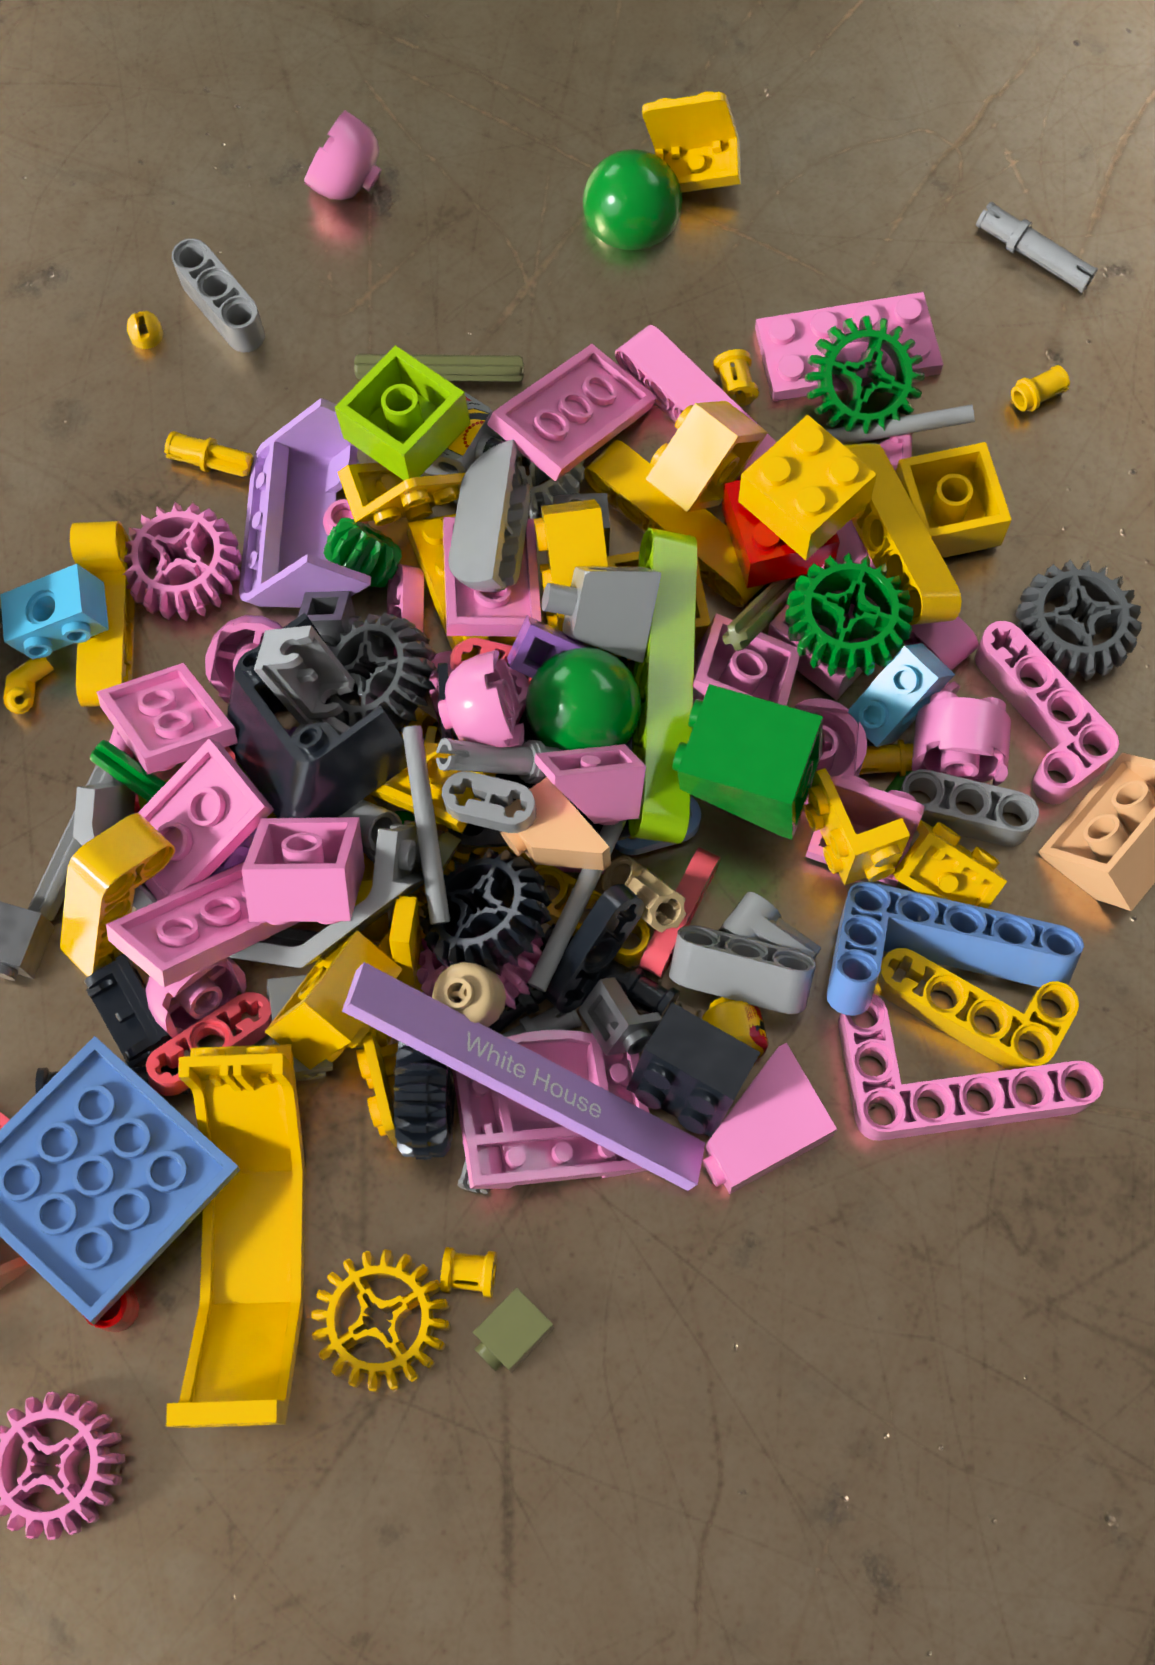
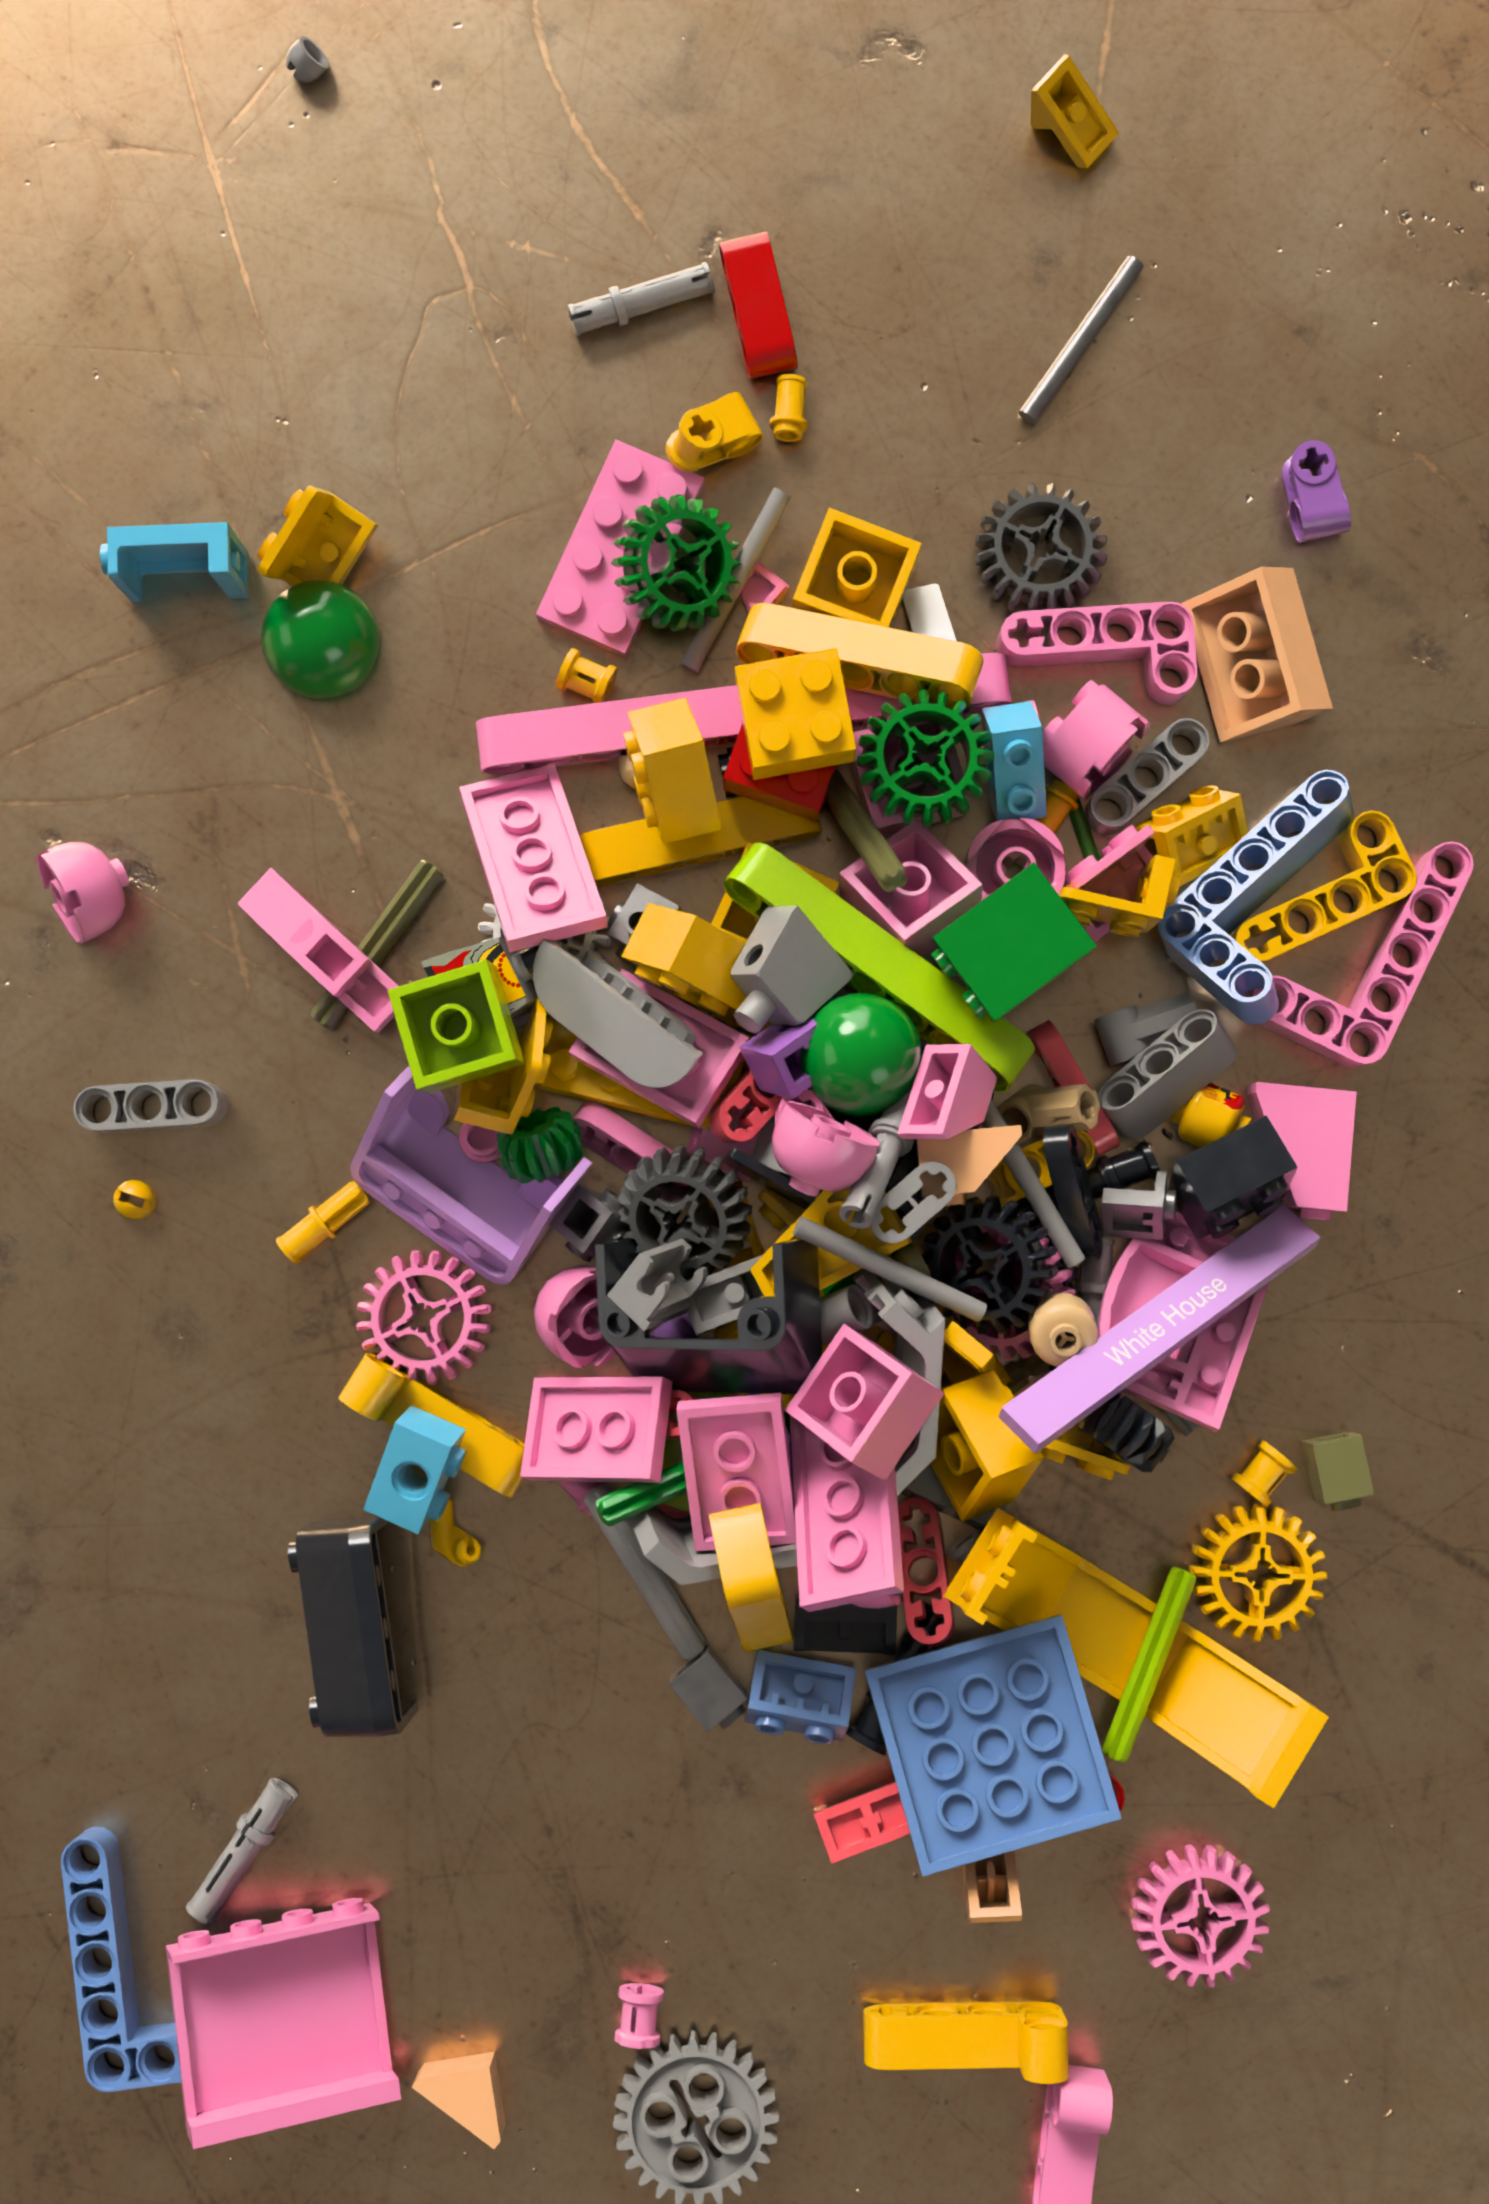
camera: 55 degrees left, 15 degrees up
(48, 1013) = (800, 1697): none -> medium blue bracket
(244, 1275) = (1149, 1664): none -> lime axle
(411, 310) = (321, 949): none -> bright pink slope
(609, 54) = (175, 549): none -> medium azure panel
(969, 573) = (928, 612): none -> white sticker
(984, 347) = (713, 434): none -> yellow piece
(1096, 320) = (758, 305): none -> red beam

